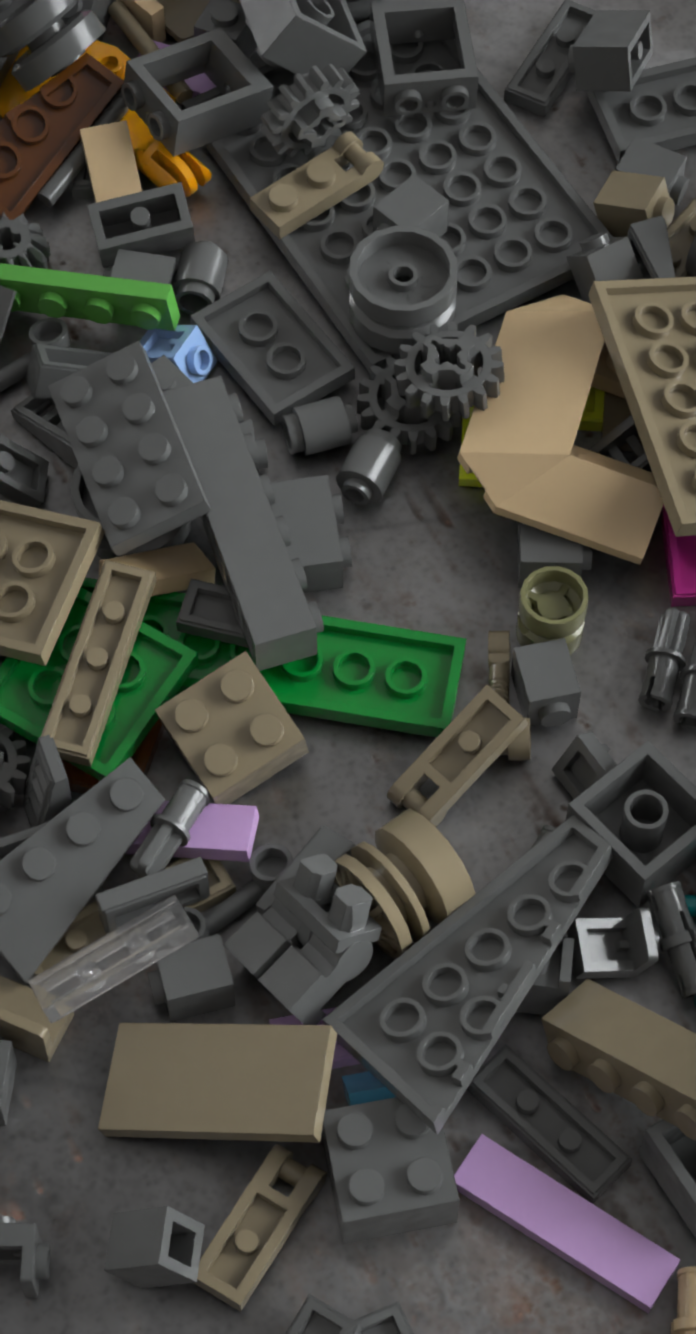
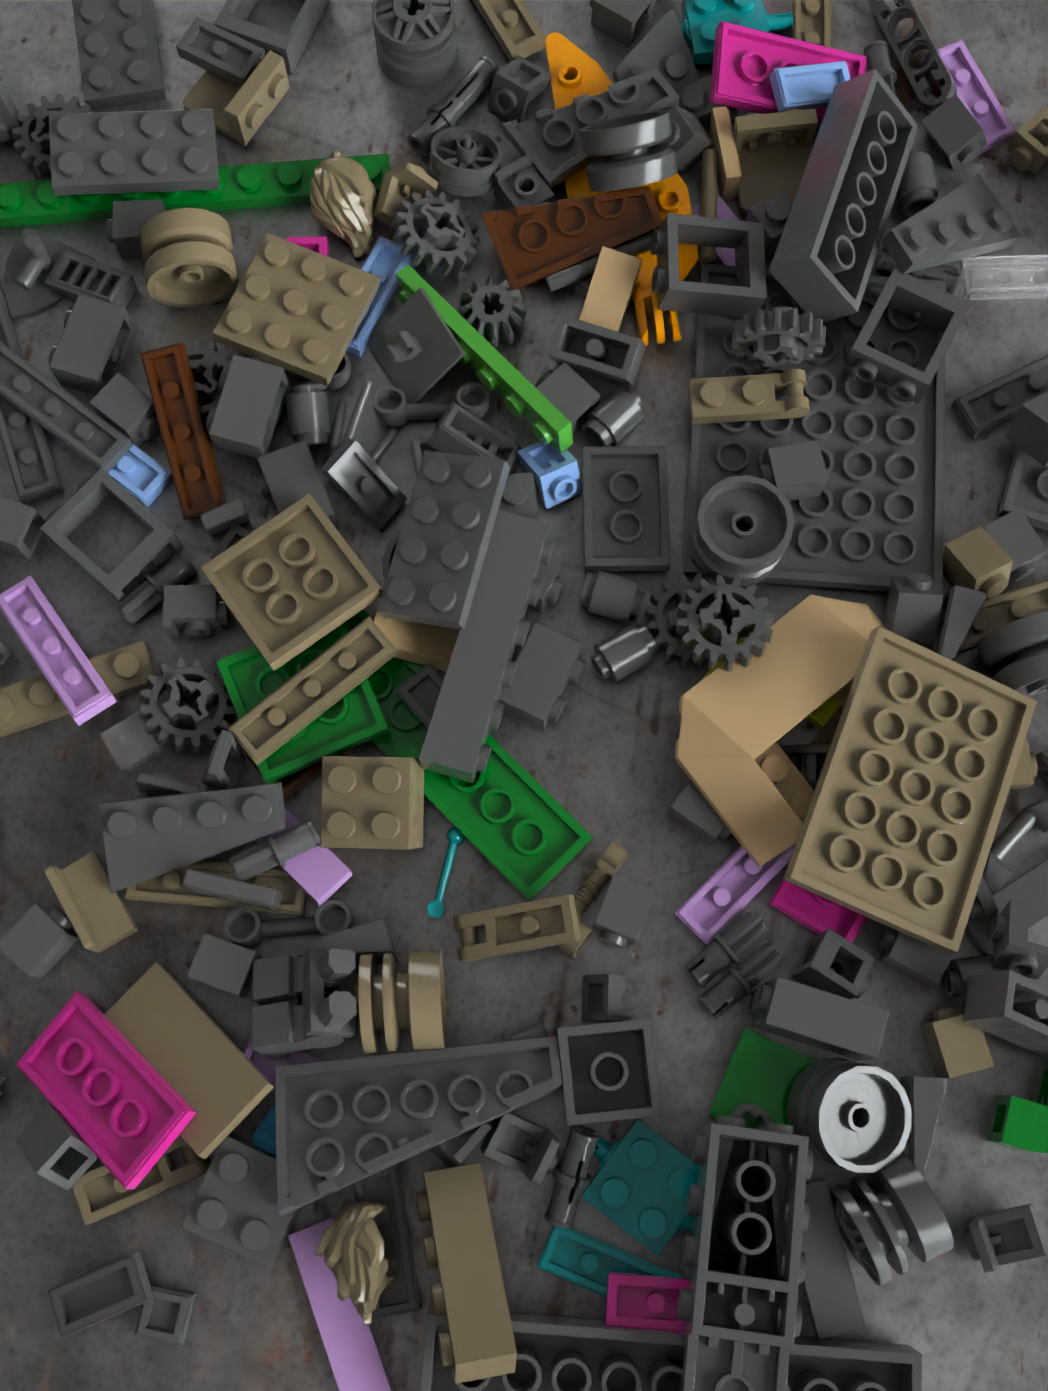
camera: 35 degrees right, 15 degrees up
(113, 959) = (172, 920): clear tile -> none
(157, 1152) = (106, 1090): none -> dark pink tile
(362, 801) = (436, 907): none -> teal hinge
(538, 1125) = (356, 1255): none -> dark tan hair
(552, 607) = (667, 859): olive wheel -> none
(628, 612) = (727, 893): none -> lavender tile

